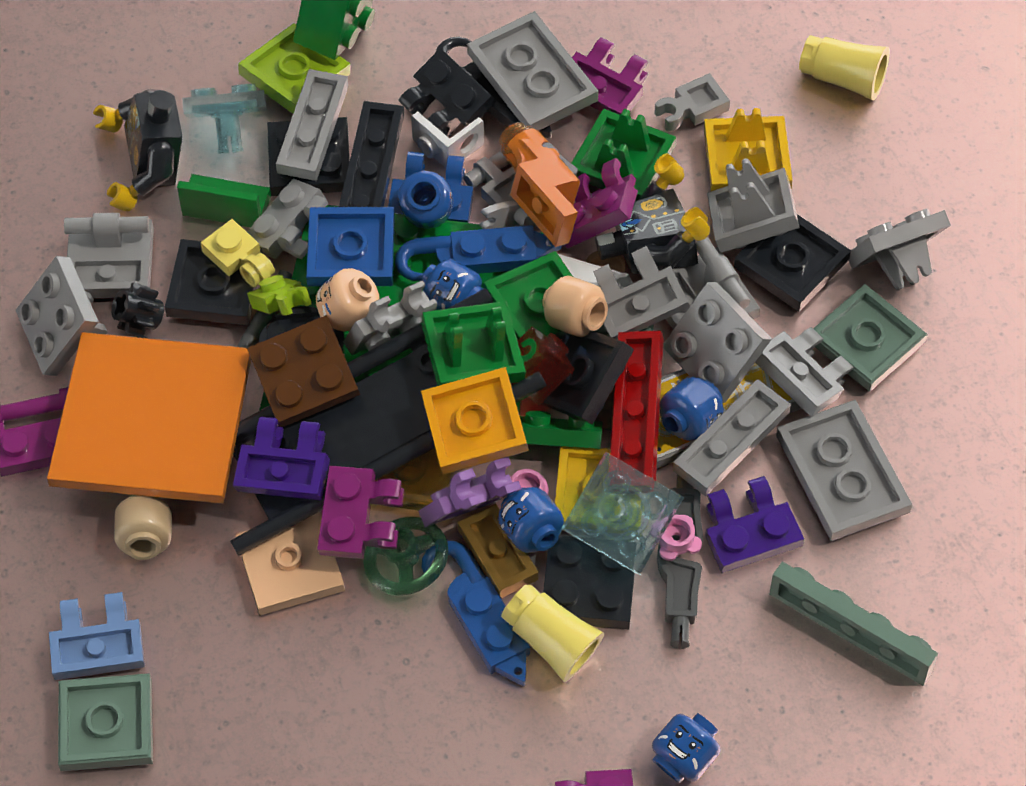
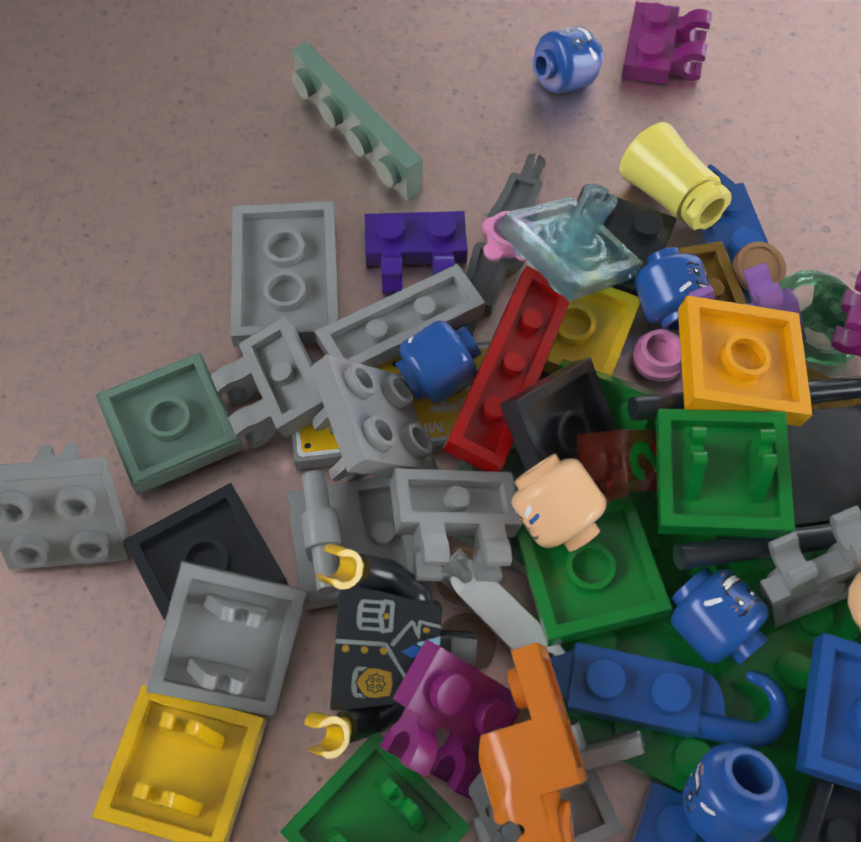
camera: 165 degrees left, 5 degrees up
(463, 574) = (755, 254): none -> medium nougat piece

